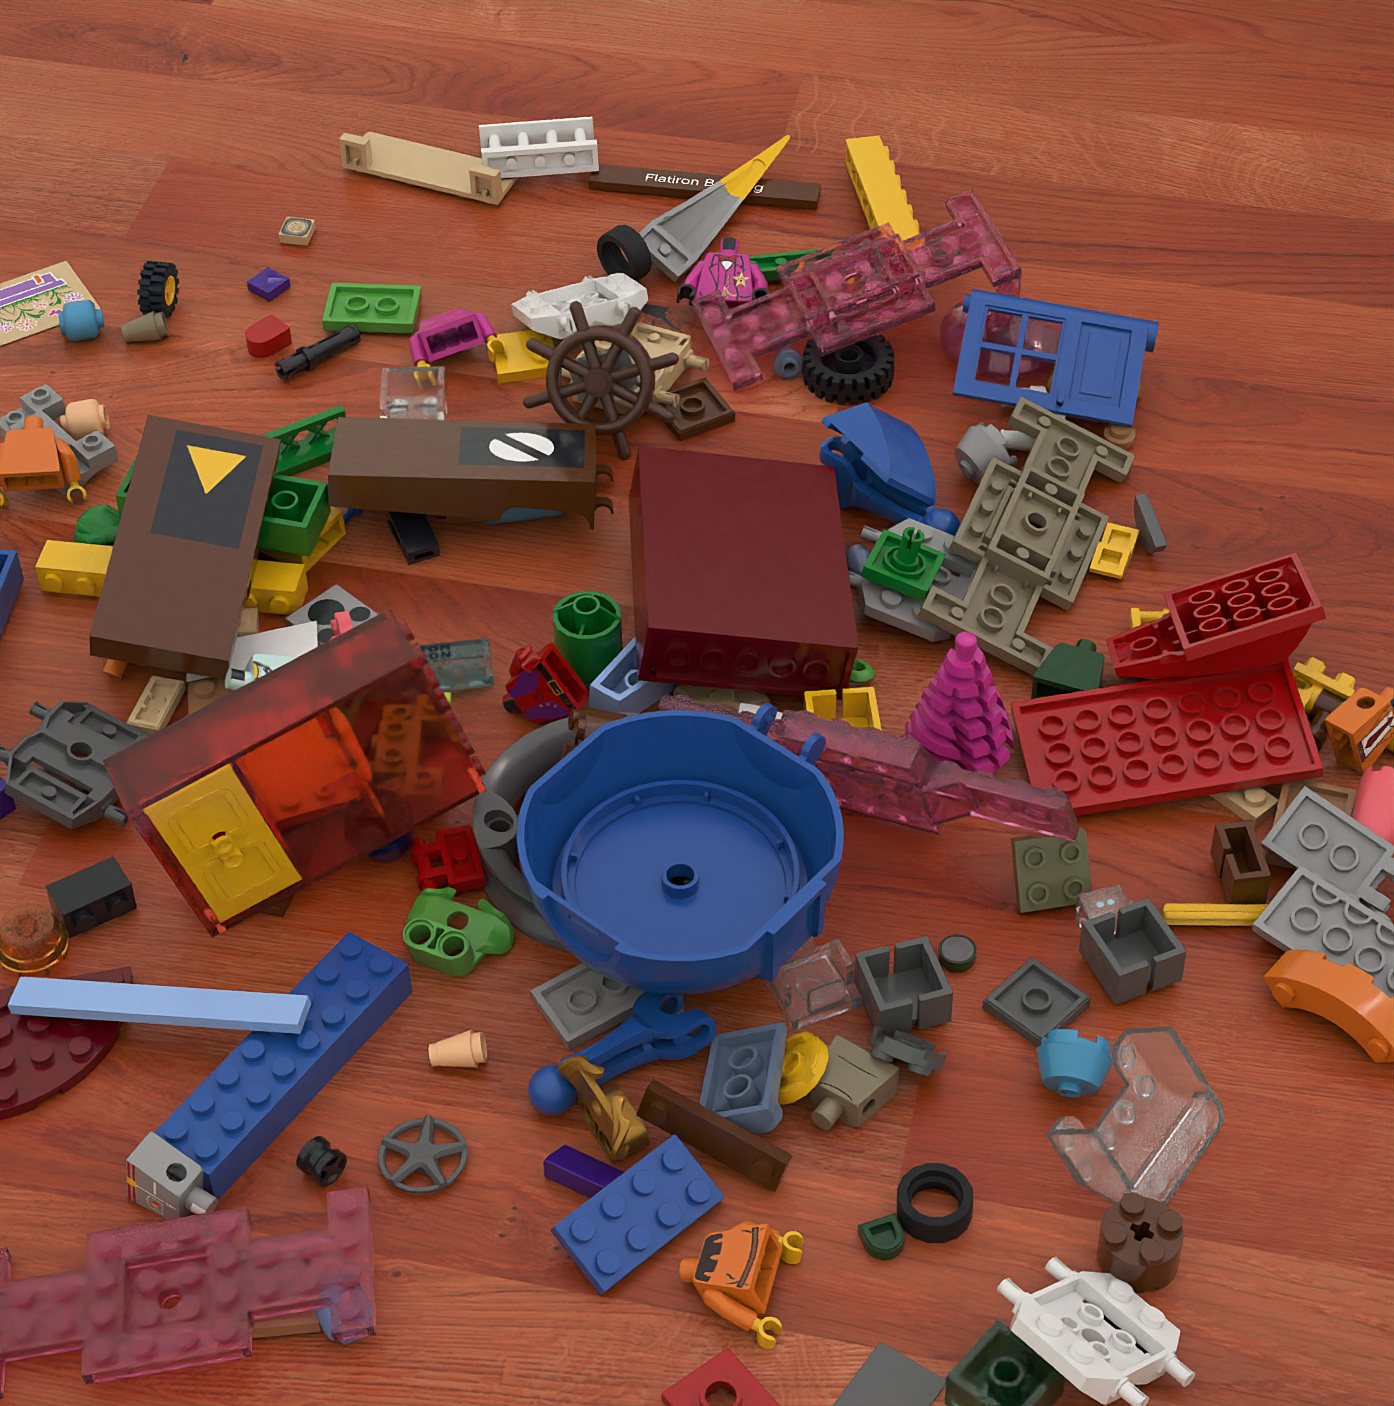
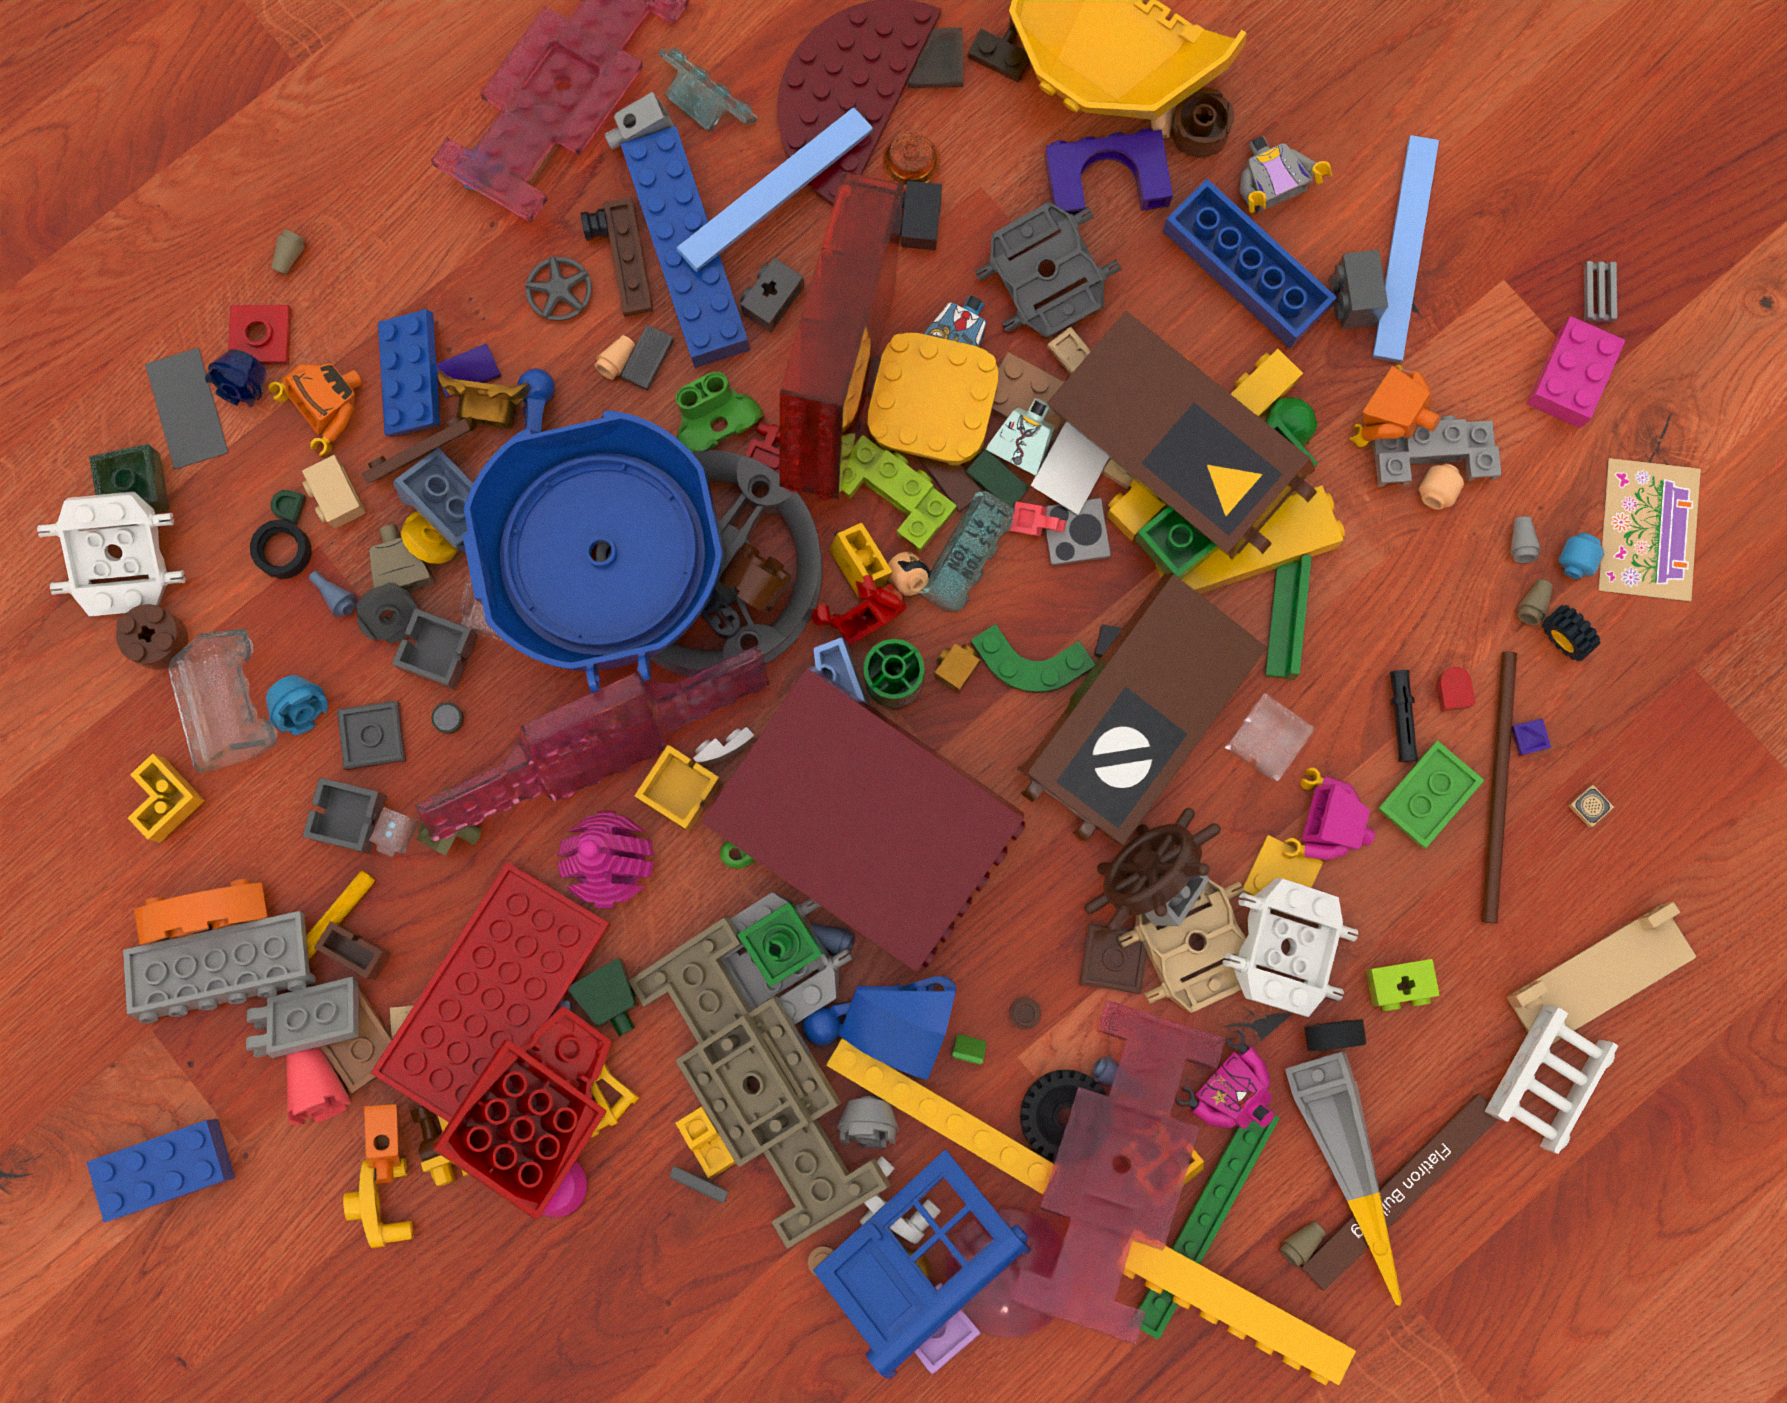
camera: 130 degrees right, 35 degrees up
(88, 1166) = (700, 95): none -> clear light blue bracket
(94, 358) = (1524, 541): none -> light grey cone
(276, 960) = (770, 309): none -> dark grey brick
(324, 281) = (1499, 788): none -> reddish brown piece
(336, 1109) = (628, 257): none -> reddish brown plate
(420, 1030) = (647, 357): none -> dark grey tile
(482, 694) = (908, 573): none -> light nougat head
(495, 577) = (1027, 674): none -> green plate
(500, 724) = (859, 556): none -> yellow brick
(535, 620) = (956, 666): none -> pearl gold brick
(544, 250) = (1384, 981): none -> lime brick
(788, 1363) = (237, 377): none -> clear blue cone
(793, 430) = (1025, 1013): none -> reddish brown plate
(800, 208) = (1302, 1244): none -> dark tan cone
(829, 1194) = (333, 492): none -> tan brick
(928, 417) = (942, 1116): none -> yellow brick
(935, 1115) = (338, 599): none -> sand blue cone
(1281, 1102) = (169, 801): none -> yellow brick

